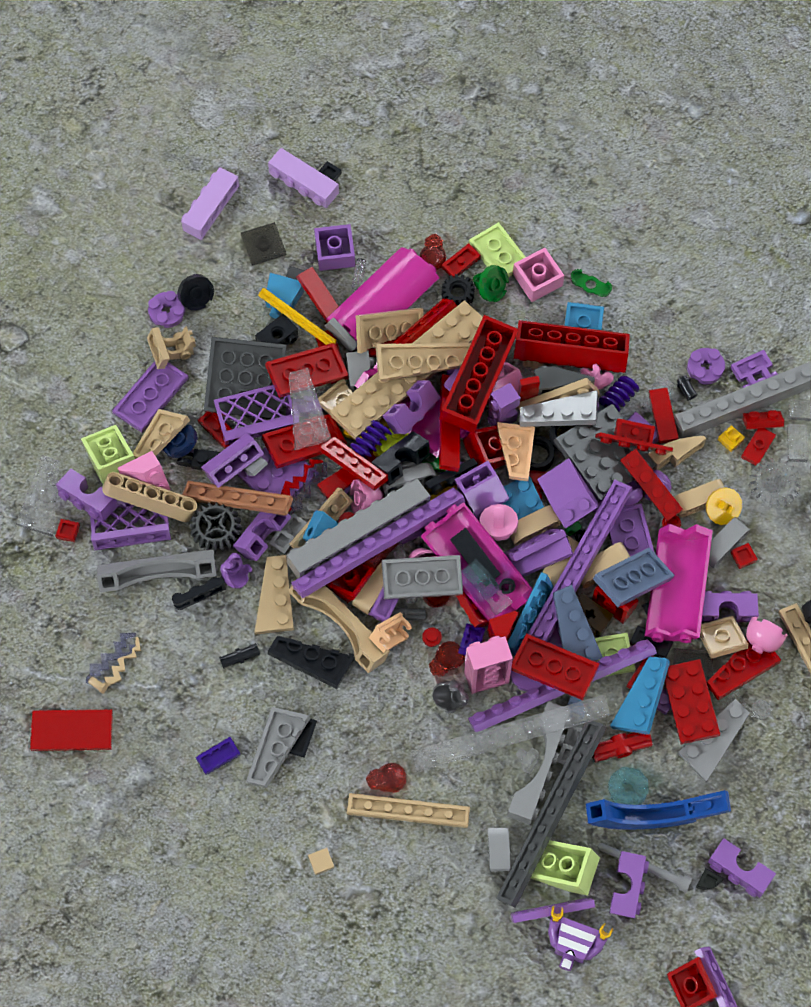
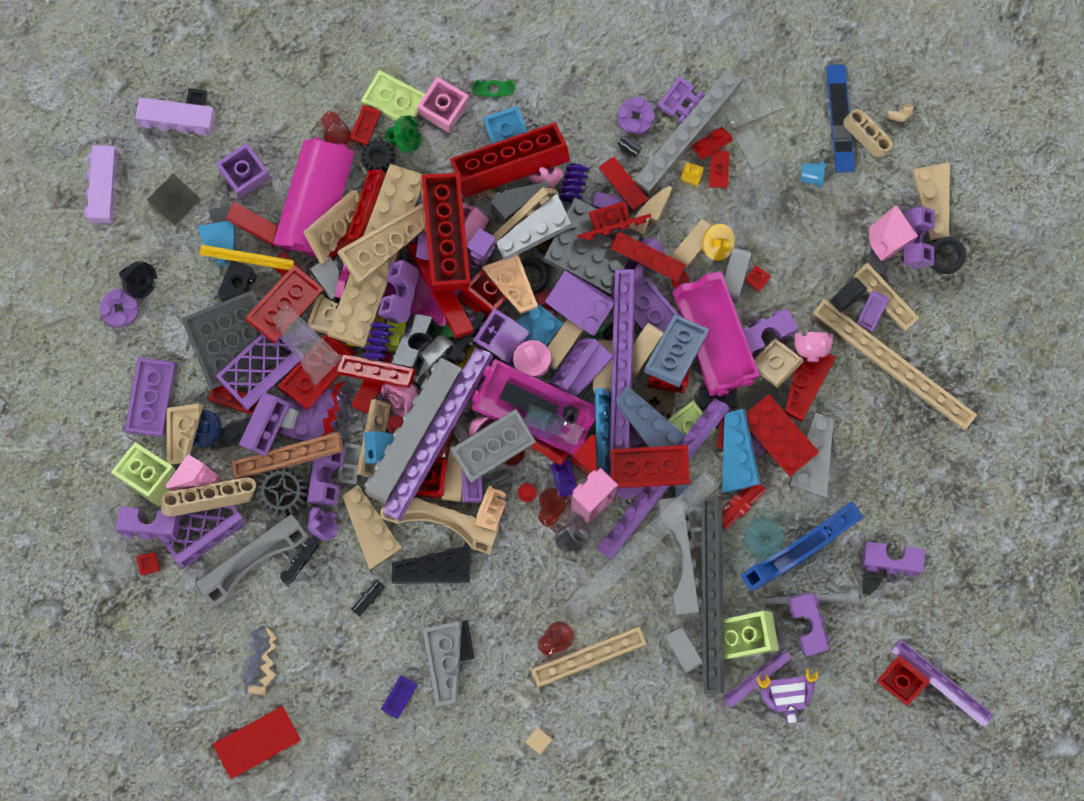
camera: 30 degrees left, 10 degrees up
(181, 341) = (154, 334): tan tile -> none
(341, 334) = (295, 253): light grey tile -> none
(528, 388) = (495, 222): red tile -> none

